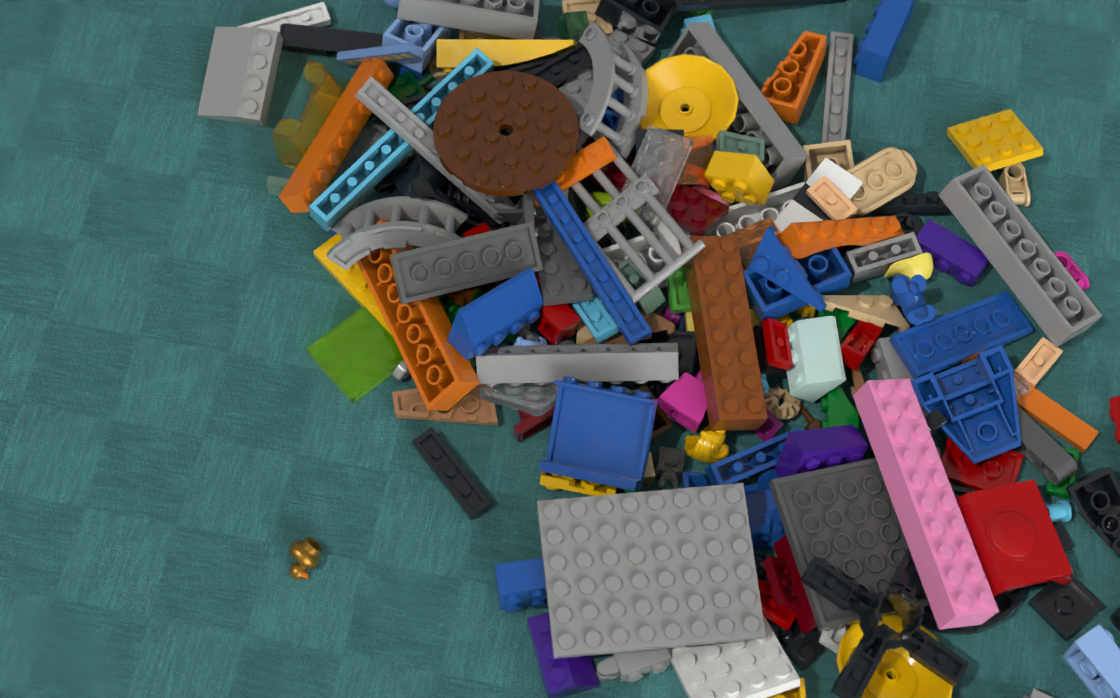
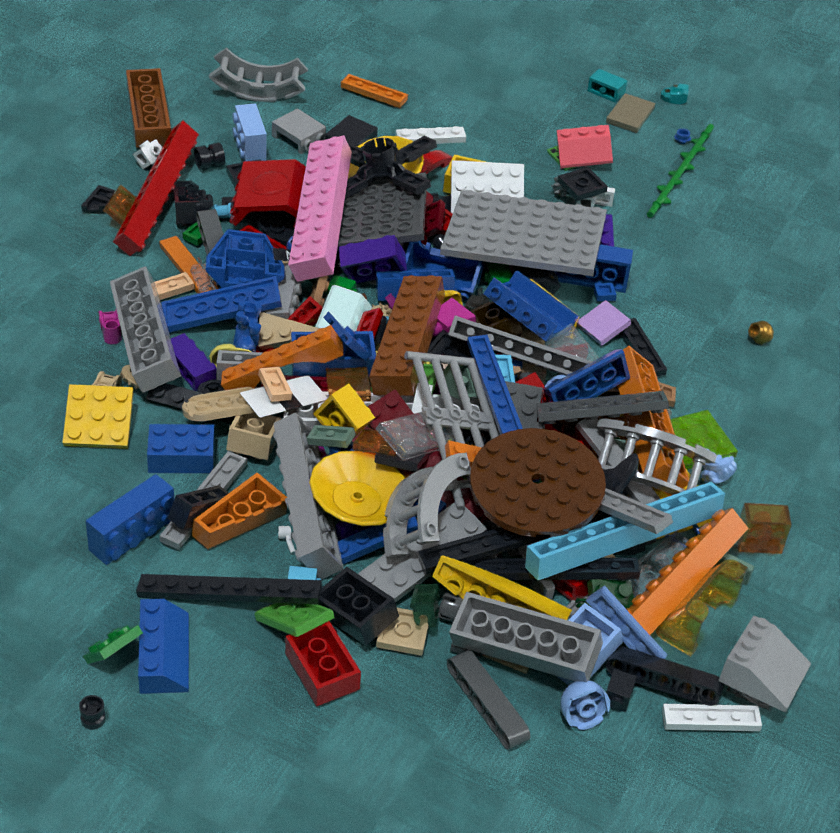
camera: 165 degrees left, 20 degrees down
(263, 231) = (767, 528): none -> clear orange brick
(327, 308) = (718, 471): none -> light blue hair
(373, 18) = (620, 689): none -> black brick
(507, 492) = (603, 322): none -> lavender tile
(520, 552) = (604, 292): none -> blue plate
(831, 64) = (192, 504): none -> black slope
(895, 127) = (180, 448): none -> blue brick

